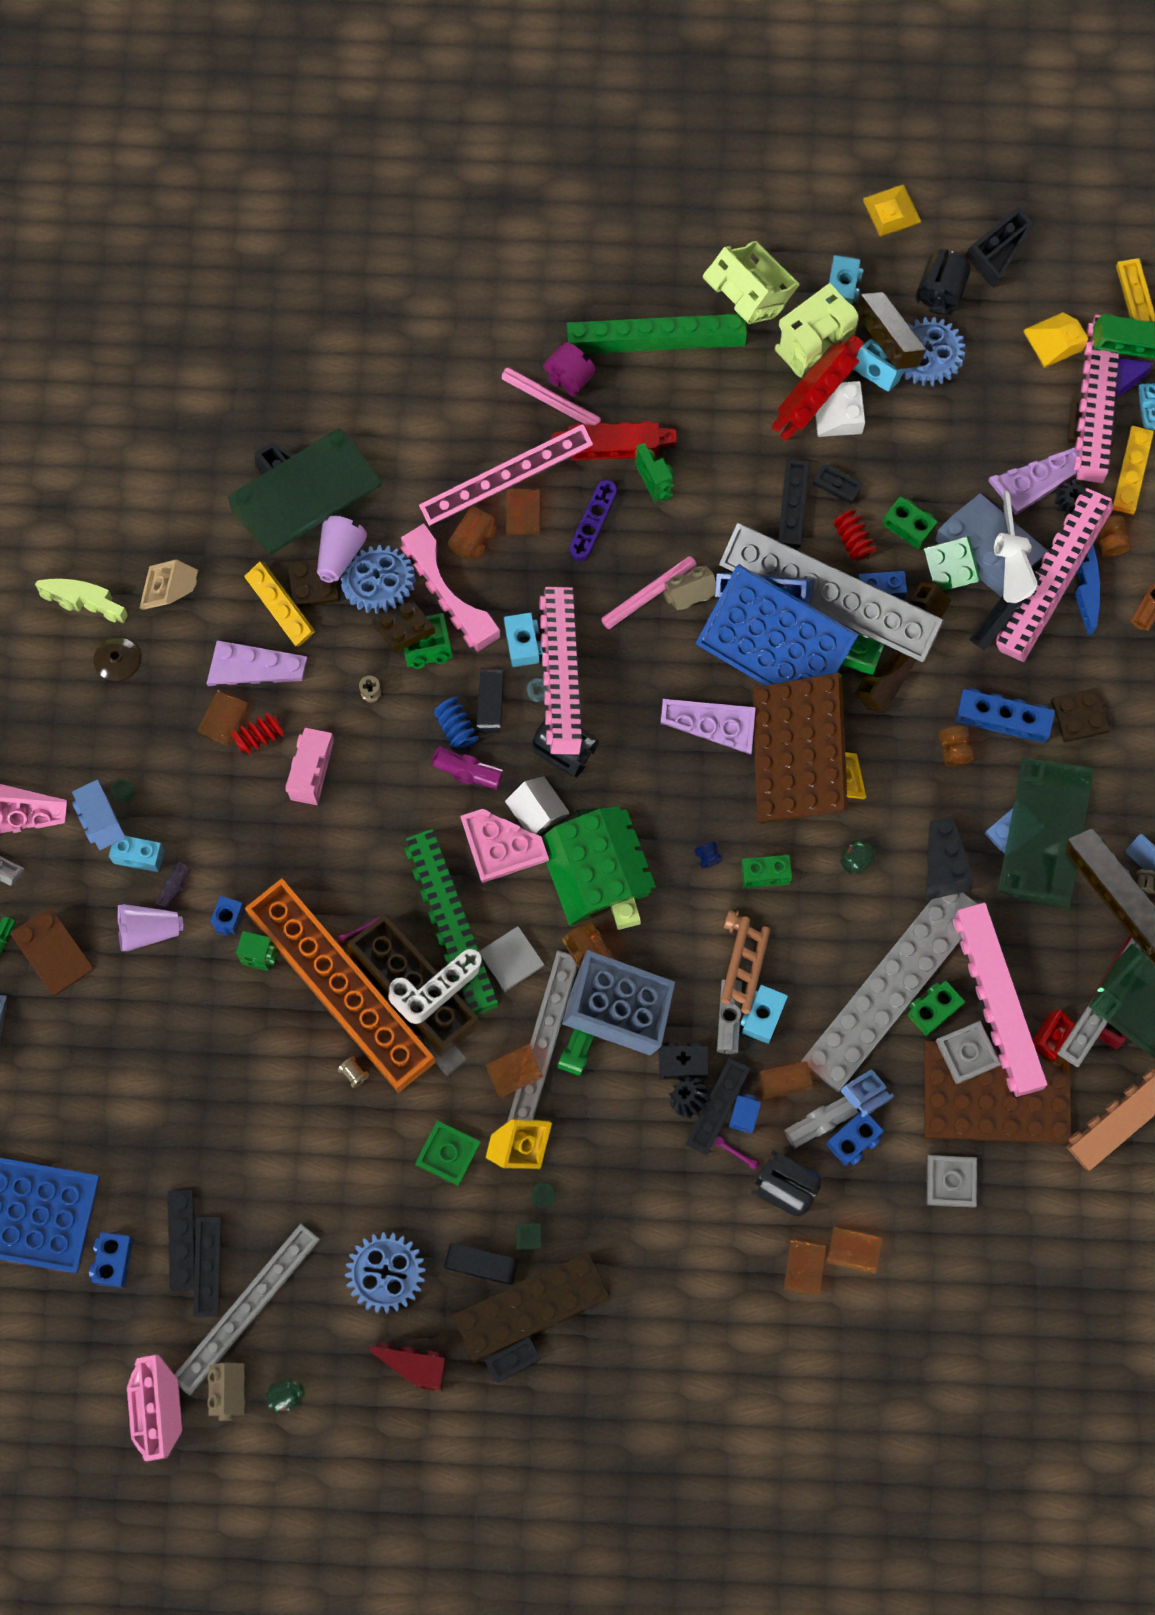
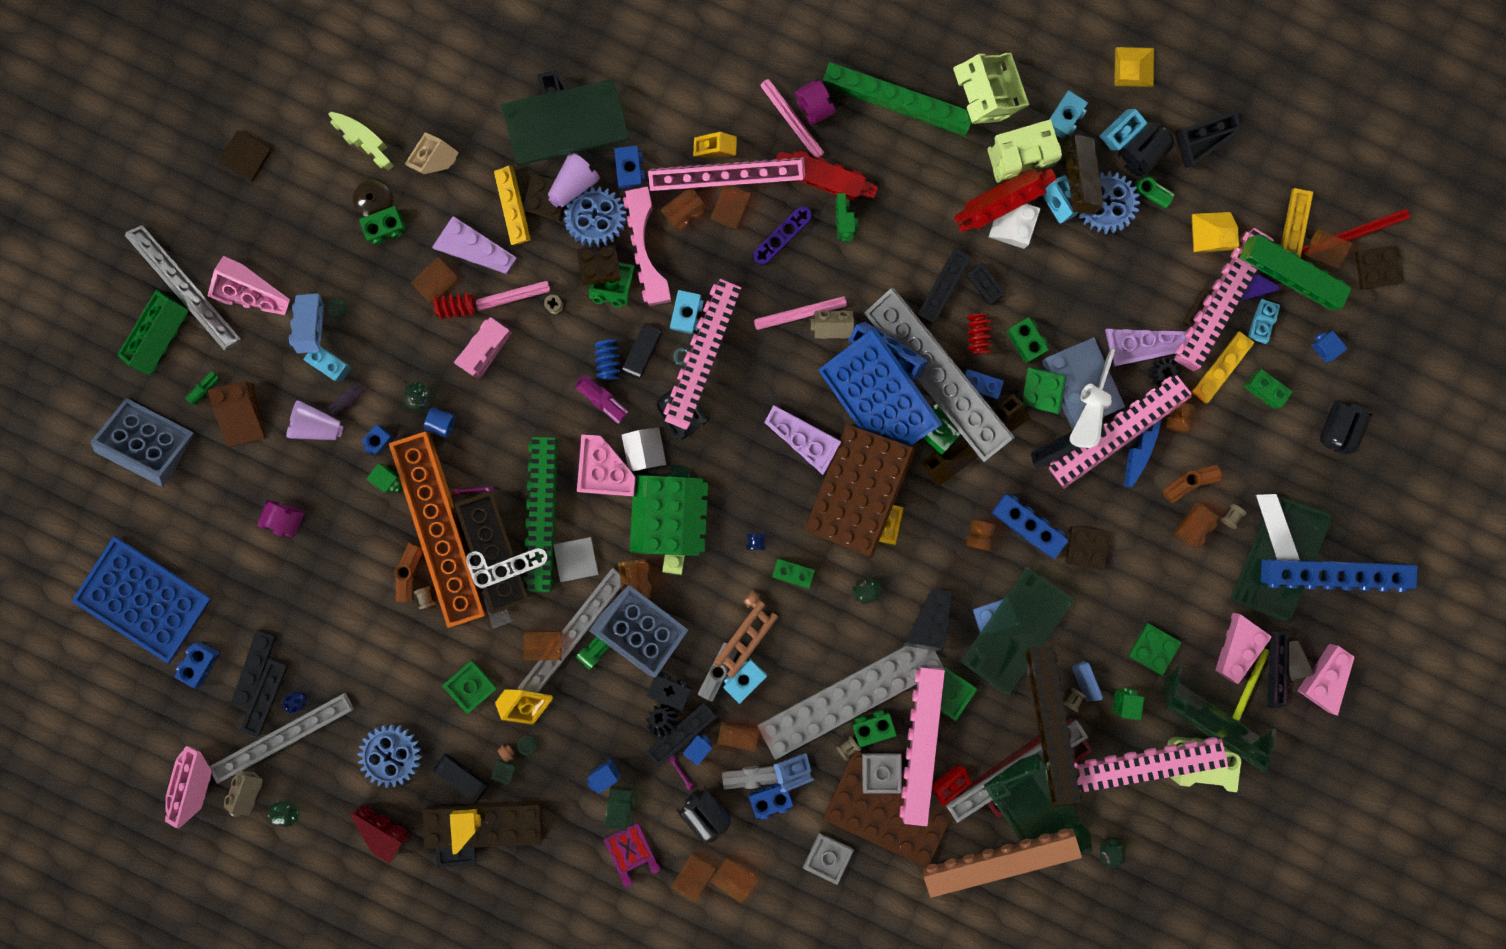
camera: 25 degrees right, 15 degrees up
(137, 676) = (382, 220): none -> green brick
(150, 1045) = (280, 518): none -> magenta brick
(244, 1254) = (290, 705): none -> clear blue wheel
(254, 848) = (416, 396): none -> clear green head
(292, 866) = (439, 422): none -> blue piece
(319, 699) = (512, 295): none -> bright pink axle
(320, 1037) = (410, 560): none -> dark orange piece
(388, 502) = (624, 157): none -> blue brick
(479, 455) = (715, 145): none -> yellow slope
(511, 1308) = (463, 826): none -> yellow slope
(522, 1213) = (506, 752): none -> nougat plate
(649, 1187) = (603, 776): none -> blue brick
(683, 1221) = (619, 808): none -> clear green brick
(716, 1269) = (630, 850): none -> flag
(910, 272) = (1123, 129): none -> medium azure brick
(916, 1042) = (848, 748): none -> dark tan bush
(974, 321) = (1155, 193): none -> green piece
(1011, 931) = (955, 694): none -> green plate

